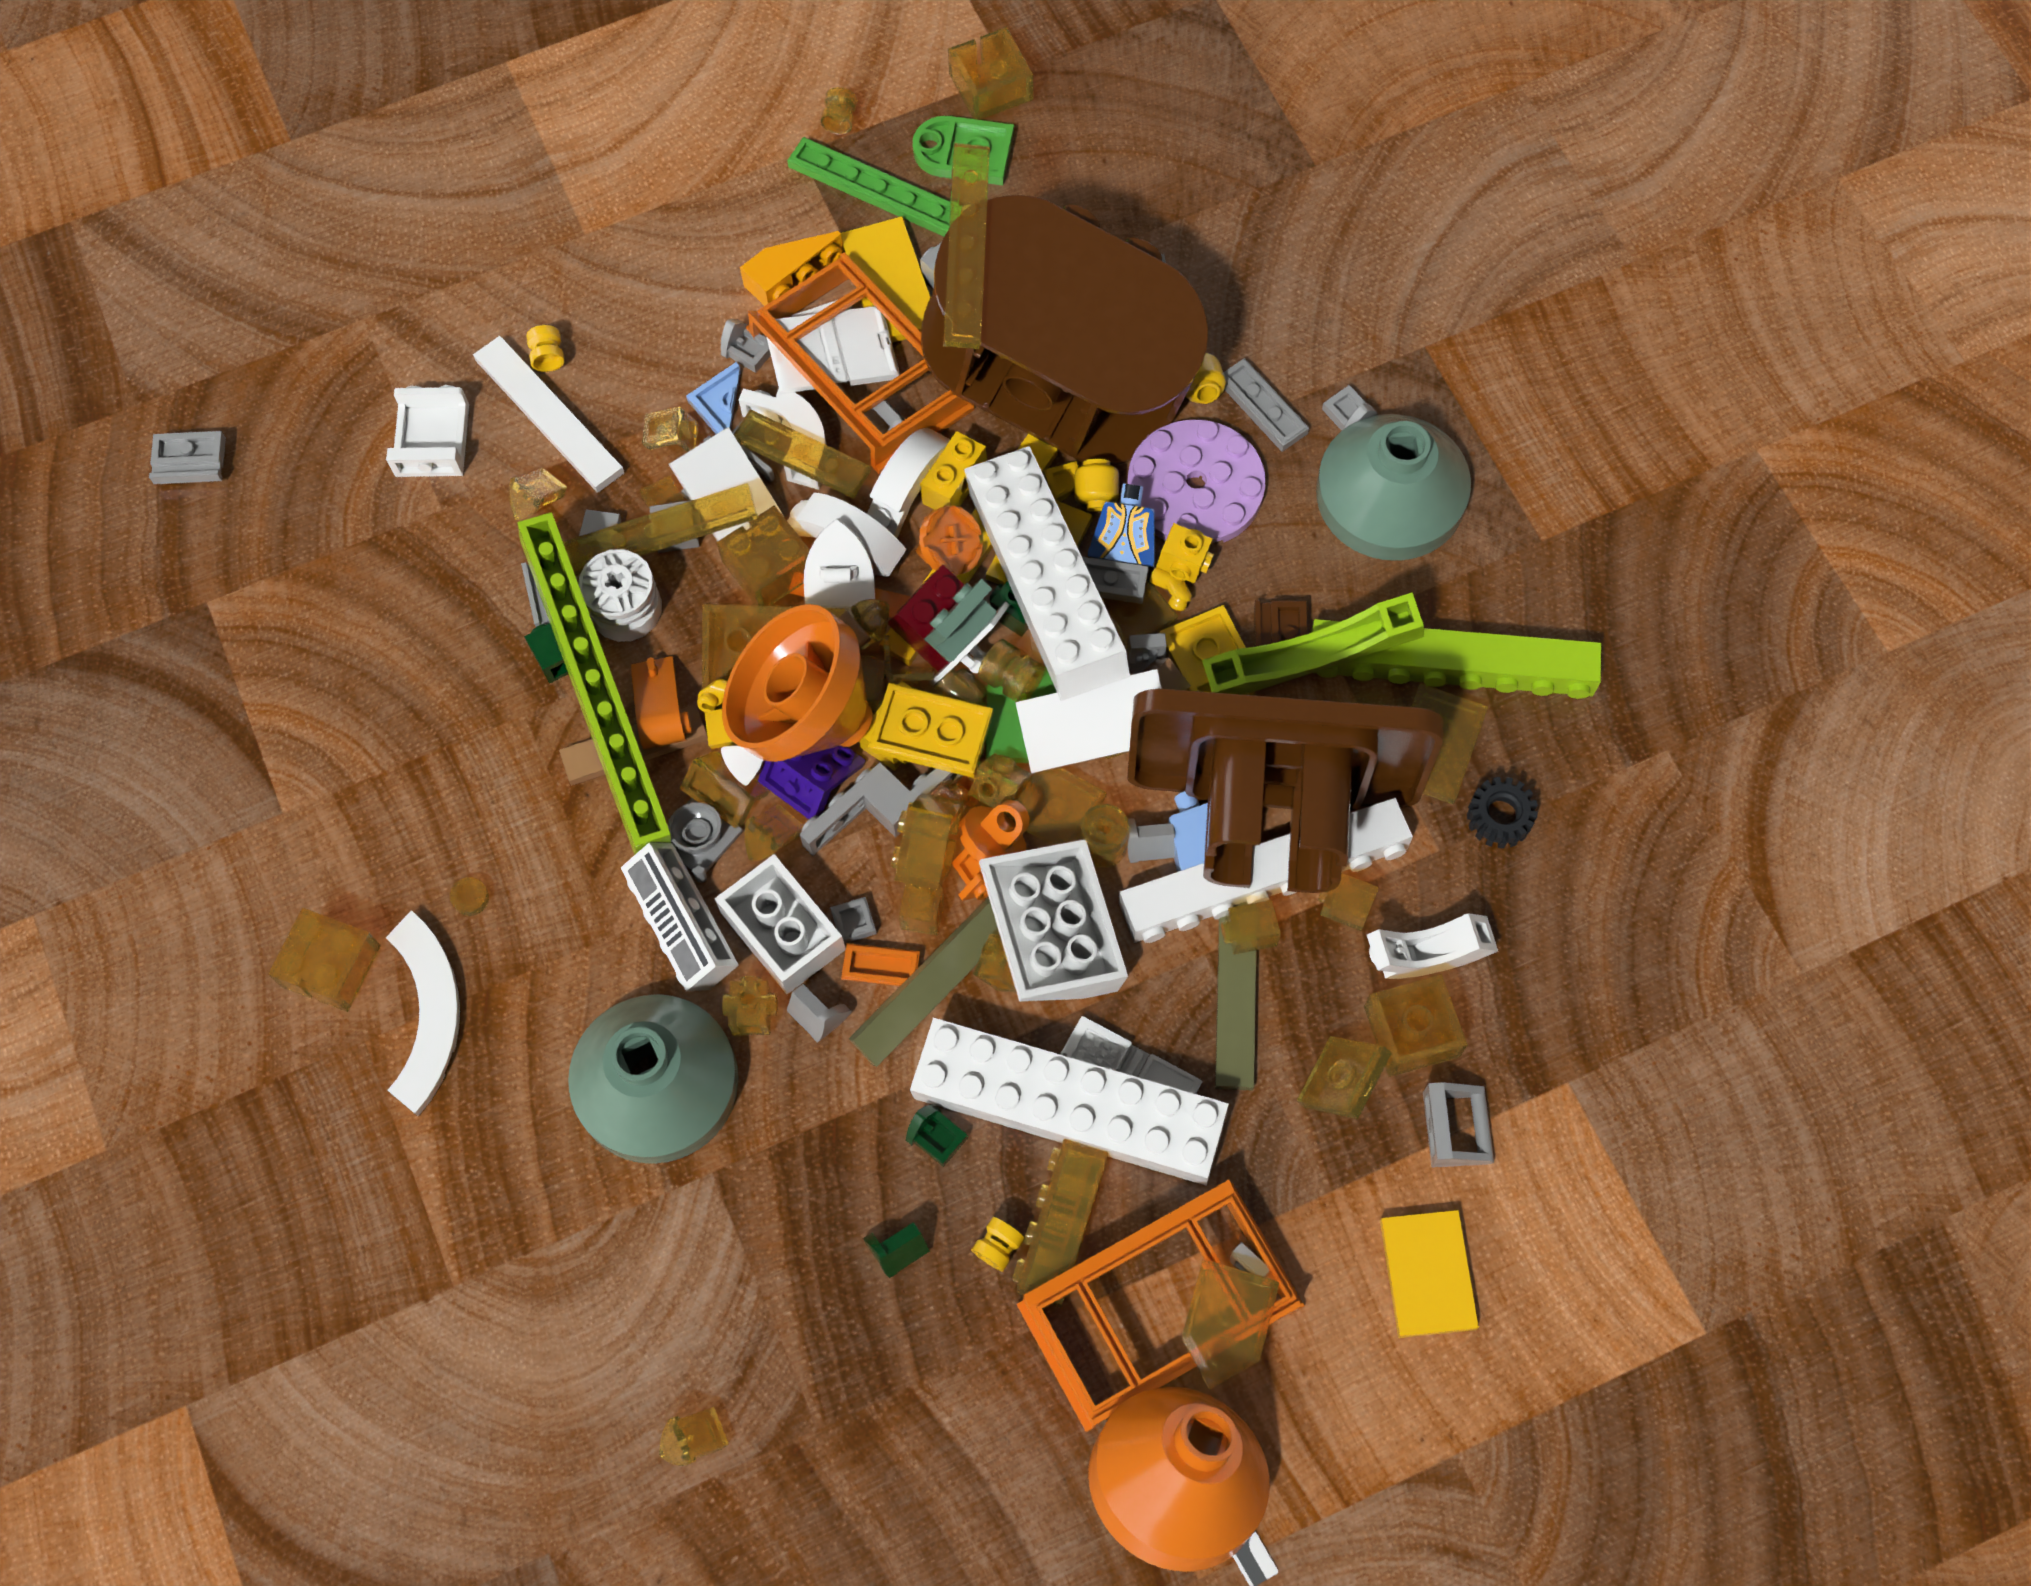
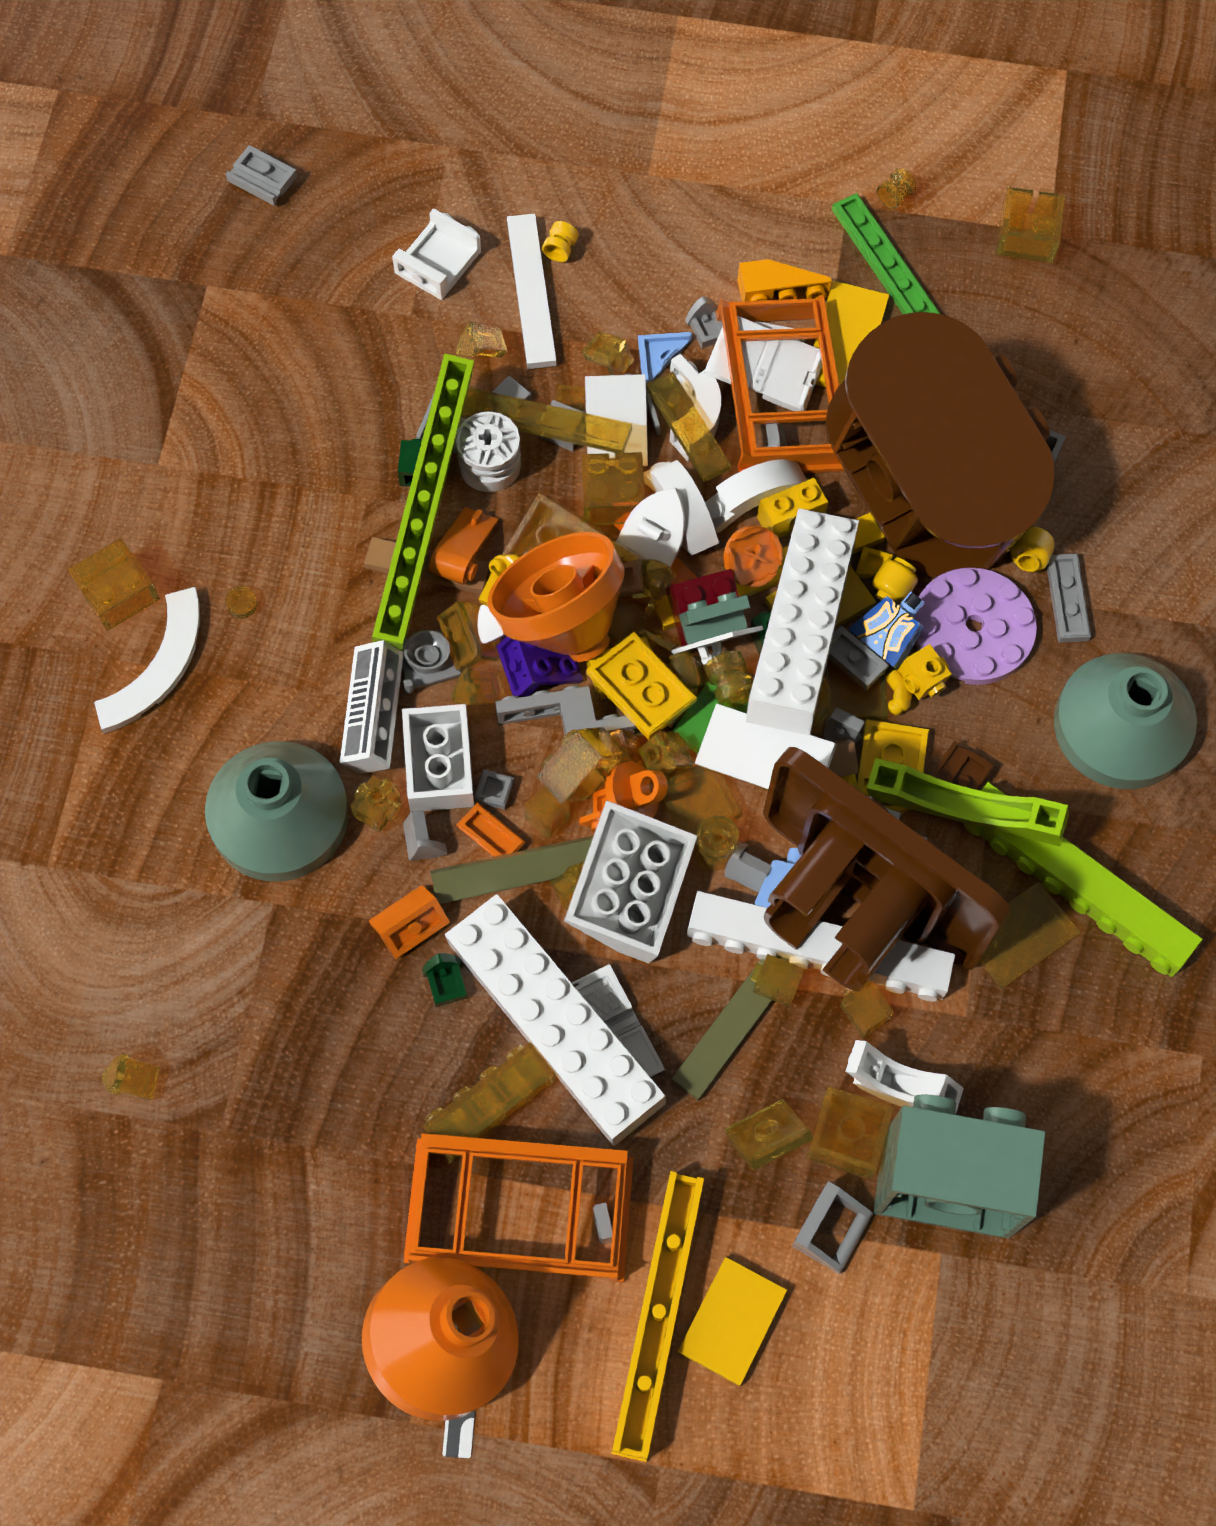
camera: 30 degrees right, 0 degrees up
(861, 1100) = (409, 921): none -> orange panel
(898, 1250) = (360, 1043): dark green tile -> none
(951, 130) = (974, 272): bright green tile -> none
(966, 246) = (895, 338): clear yellow tile -> none
(994, 1250) = (426, 1090): yellow wheel -> none
(1227, 1320) = (554, 1251): clear yellow tile -> none
(1347, 408) = (1132, 639): light grey tile -> none
(1361, 1317) = (657, 1317): none -> yellow tile
(1508, 793) = (1041, 1001): black tyre -> none
(1545, 990) = (960, 1168): none -> sand green brick

